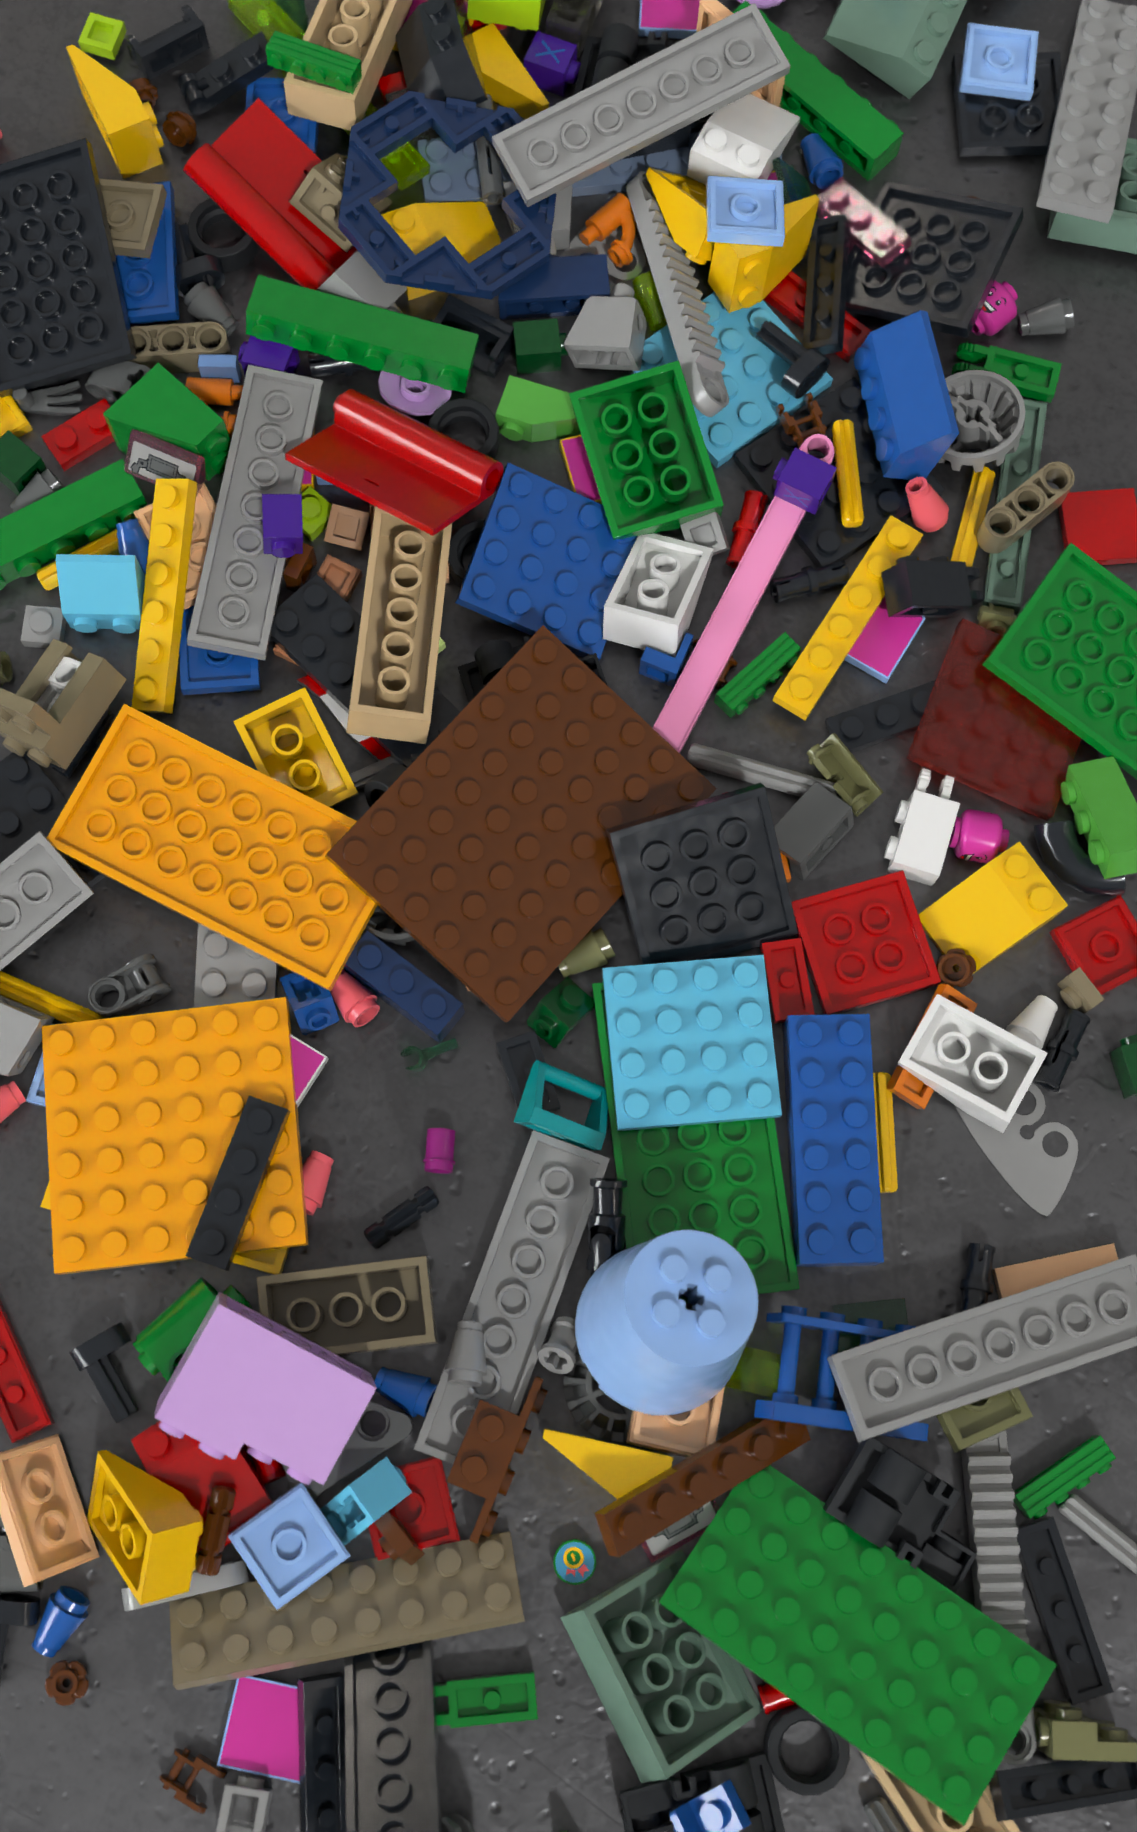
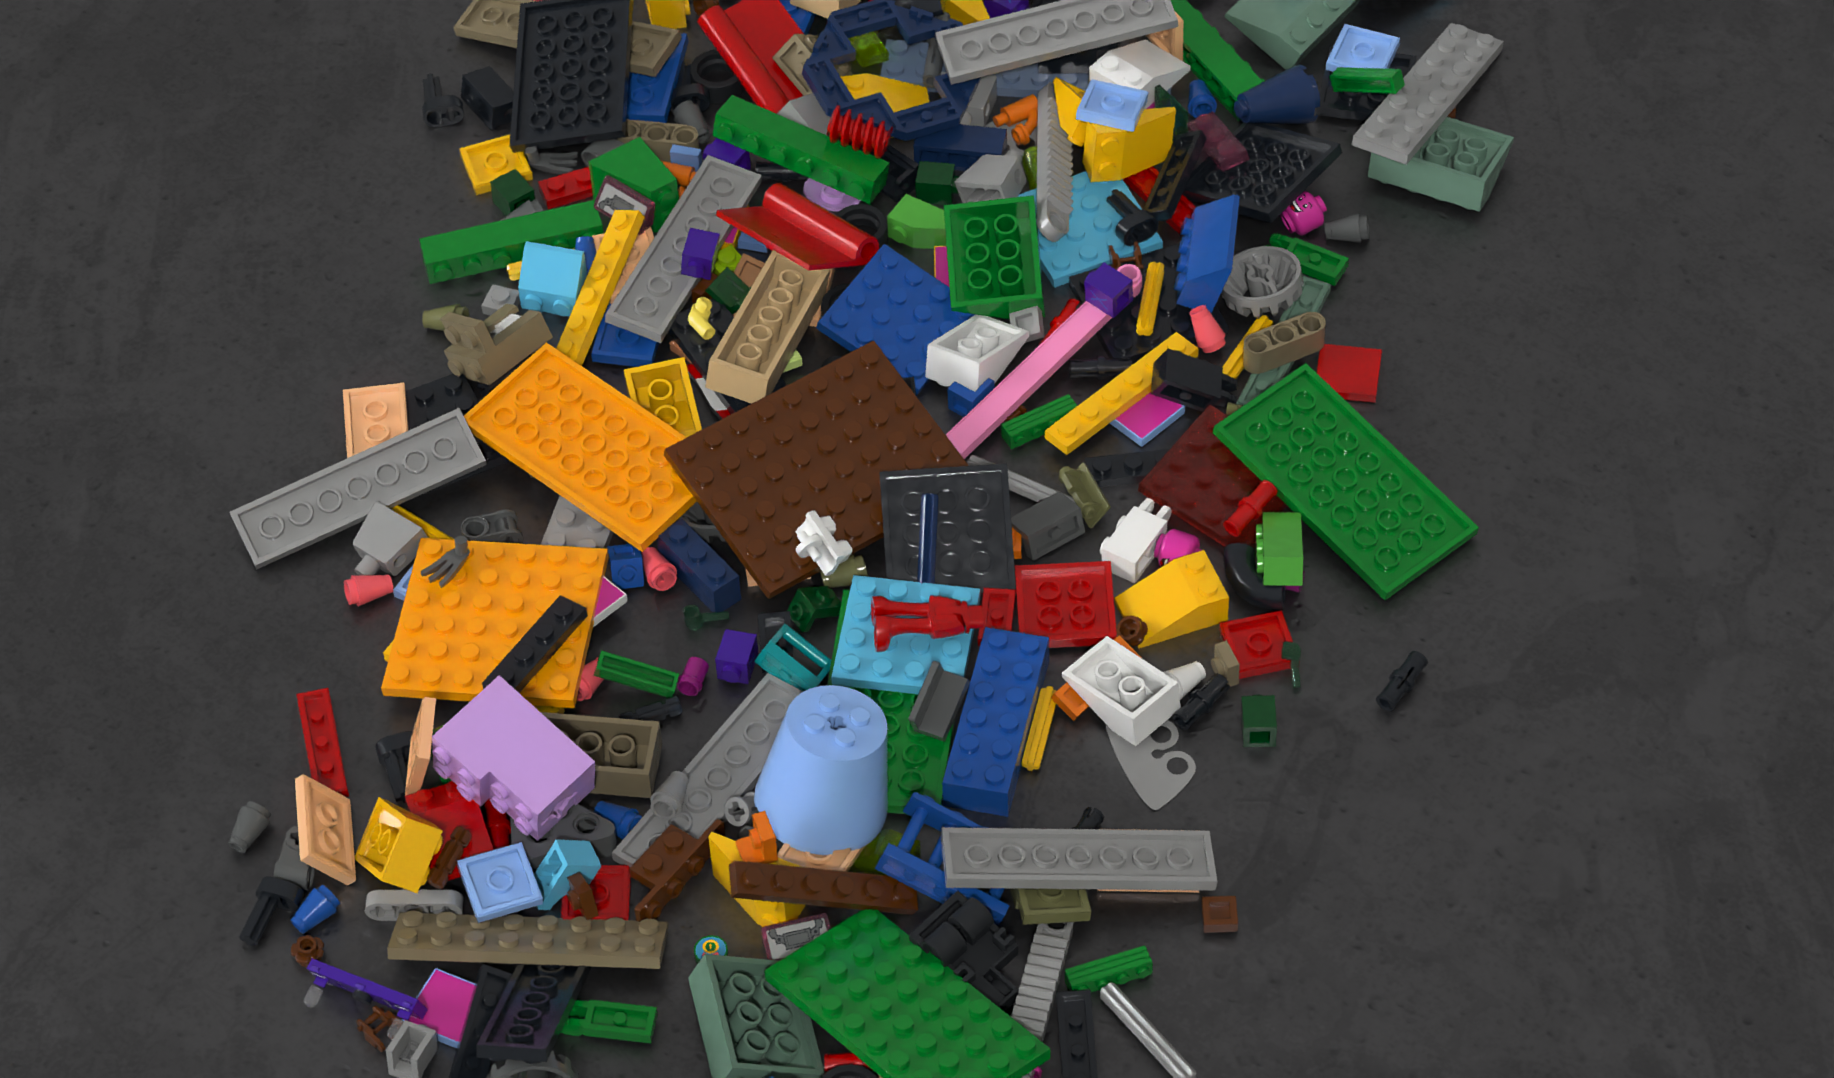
camera: 20 degrees right, 25 degrees down
(96, 1059) = (449, 563): none -> dark grey piece
(136, 1389) = (420, 746): none -> light nougat tile
(160, 1742) = (363, 991): none -> dark purple piece
(306, 617) = (699, 318): none -> light yellow arm
(334, 566) = (728, 290): none -> dark green bracket
(371, 1172) = (636, 674): none -> green piece
(434, 303) = (858, 132): none -> red piece
(487, 1113) = (736, 656): none -> dark purple brick
(556, 947) = (819, 543): none -> white hips
(614, 1454) = (761, 842): none -> orange bracket
(686, 904) = (927, 538): none -> dark blue axle
(741, 1027) = (940, 618): none -> red piece
(765, 1145) = (938, 702): none -> dark grey panel
(929, 148) = (1281, 99): none -> dark blue cone
(1025, 105) = (1367, 80): none -> green piece
(1055, 764) = (1250, 508): none -> red pin

